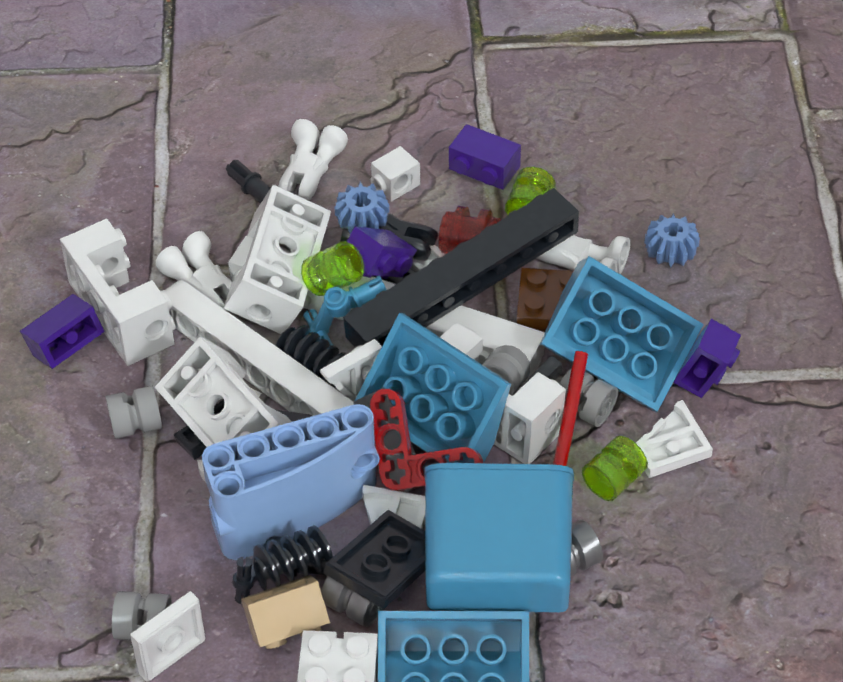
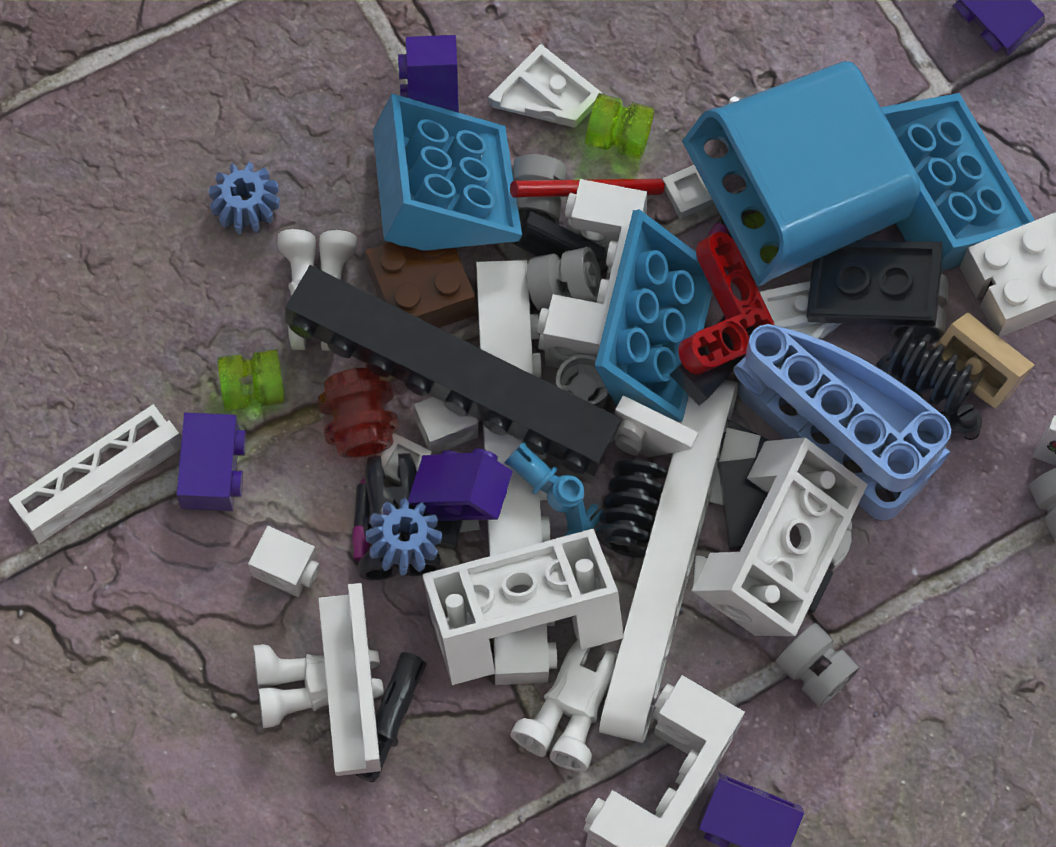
camera: 120 degrees left, 20 degrees up
(287, 164) = (349, 683): none -> white fence
(334, 267) = (530, 507): clear neon green wheel -> none
(507, 116) = (101, 480): none -> white fence

